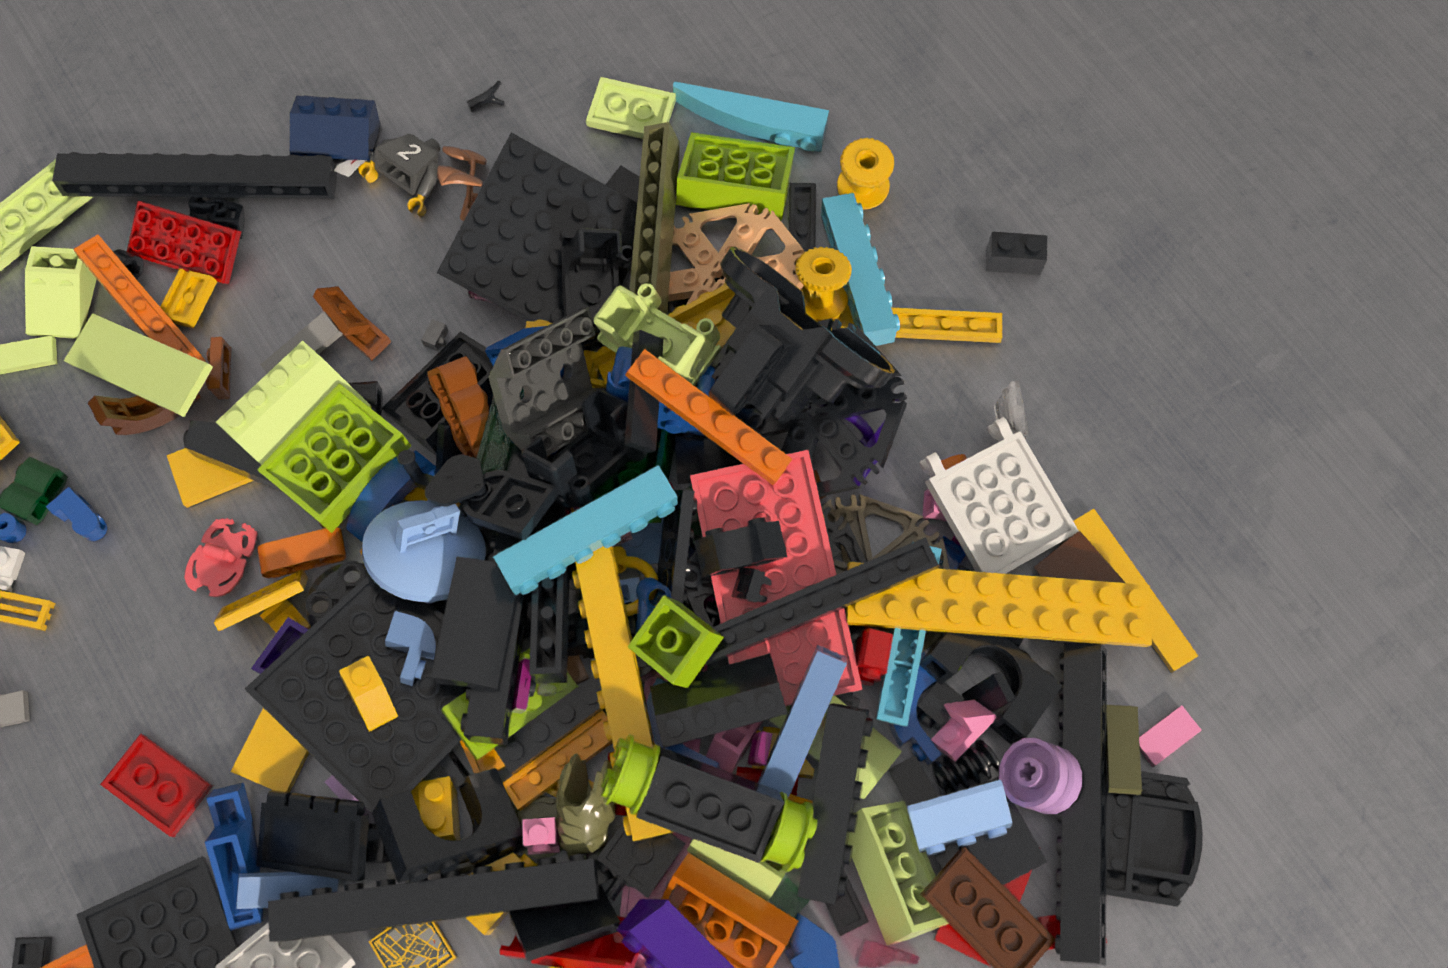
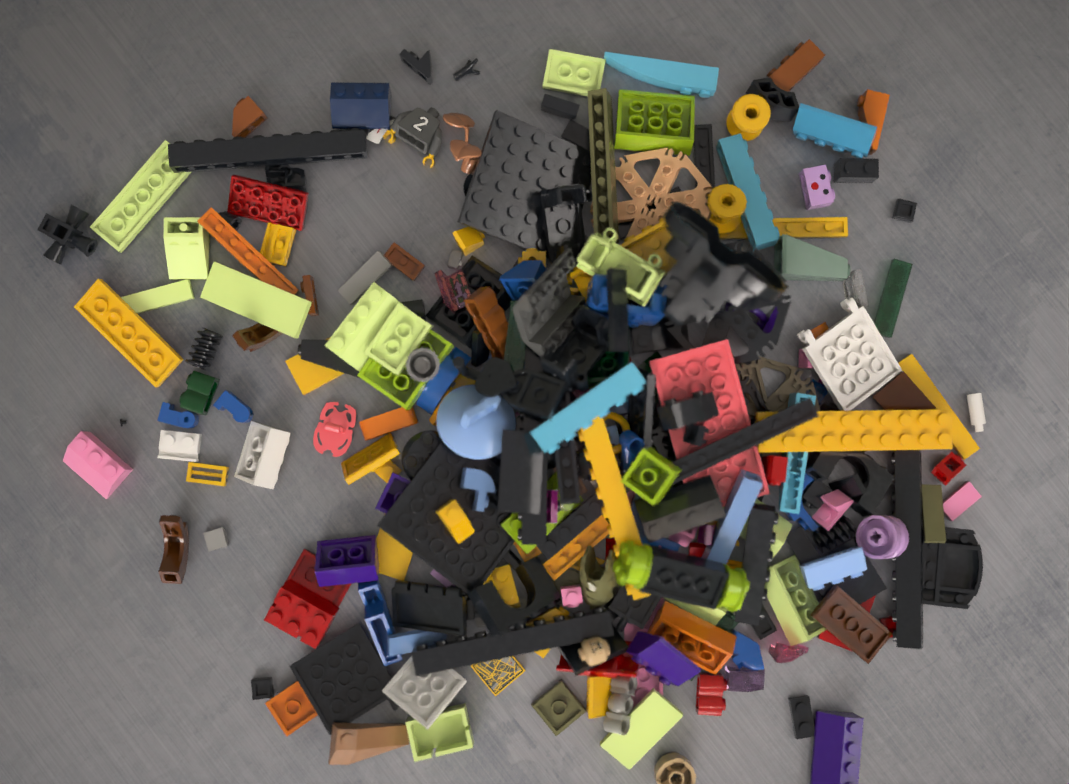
camera: 10 degrees left, 15 degrees up
(51, 429) = (203, 349): none -> black piece
(107, 586) = (262, 455): none -> white slope
(114, 833) = (301, 614): none -> red piece
(177, 134) = (246, 117): none -> dark orange slope
(199, 754) = (347, 561): none -> dark purple slope
(323, 420) = (398, 339): none -> yellowish green plate
(341, 310) = (390, 249): dark orange plate -> none
(351, 455) = (422, 364): none -> flat silver hat
(416, 368) = (453, 289): none -> clear pink panel
(424, 88) = (421, 67): none -> black slope
(455, 306) = (468, 239): none -> yellow slope
(561, 920) = (594, 651): none -> tan head
(605, 148) = (559, 107): none -> black piece
(708, 417) = (661, 325): orange plate -> none
(912, 160) = (781, 103): none -> black brick
(934, 121) = (797, 66): none -> dark orange brick
(943, 369) = (807, 262): none -> sand green slope
(959, 272) = (816, 187): none -> lavender brick
(985, 194) = (834, 131): none -> dark azure slope
(1040, 185) = (872, 111): none -> orange slope
(1065, 427) = (892, 297): none -> clear green plate
(1086, 312) = (904, 210): none -> black tile
(1148, 681) = (942, 471): none -> red brick
(1192, 599) = (976, 411): none -> white cylinder

